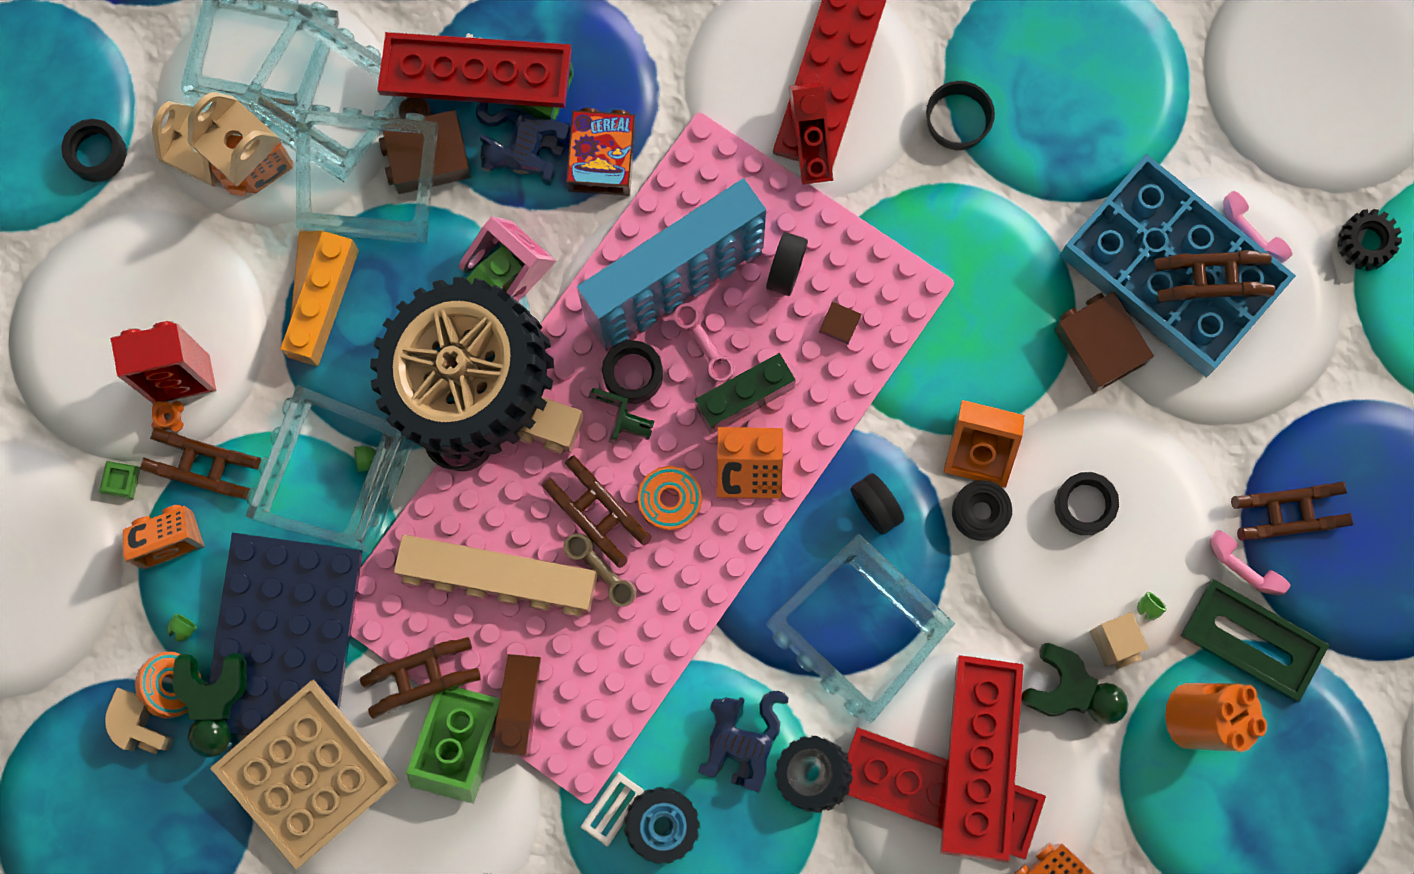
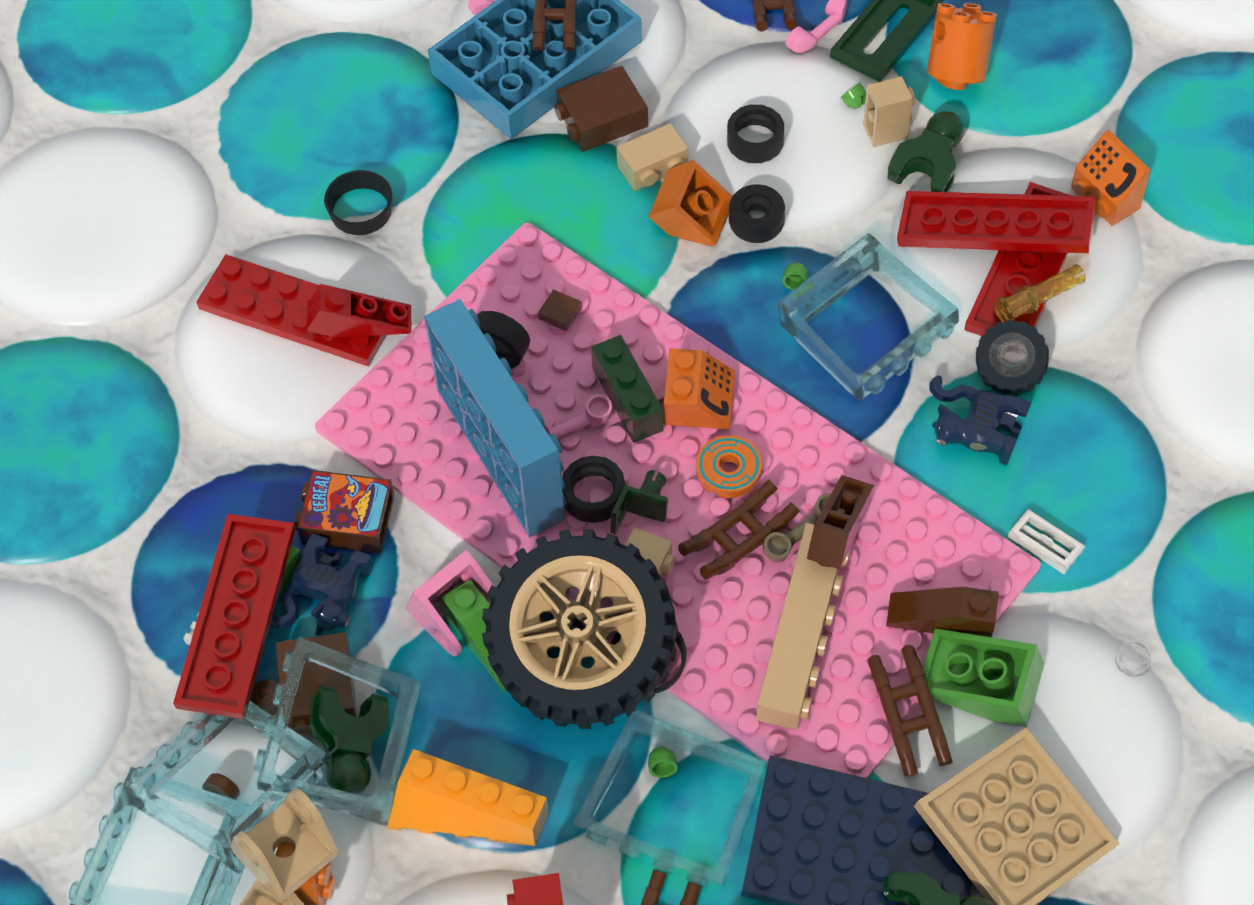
camera: 85 degrees left, 20 degrees down
(323, 88) = (221, 785): none -> reddish brown tile
(360, 184) = (346, 737): none -> dark green piece
(590, 601) = (839, 522): none -> reddish brown slope
(678, 837) = (1063, 492): black wheel -> none
(877, 503) = (747, 287): black tyre -> none
(883, 790) = (1028, 298): none -> clear yellow pin
(907, 554) = (794, 275): none -> bright green hinge
(1042, 399) = (650, 156): none -> tan brick

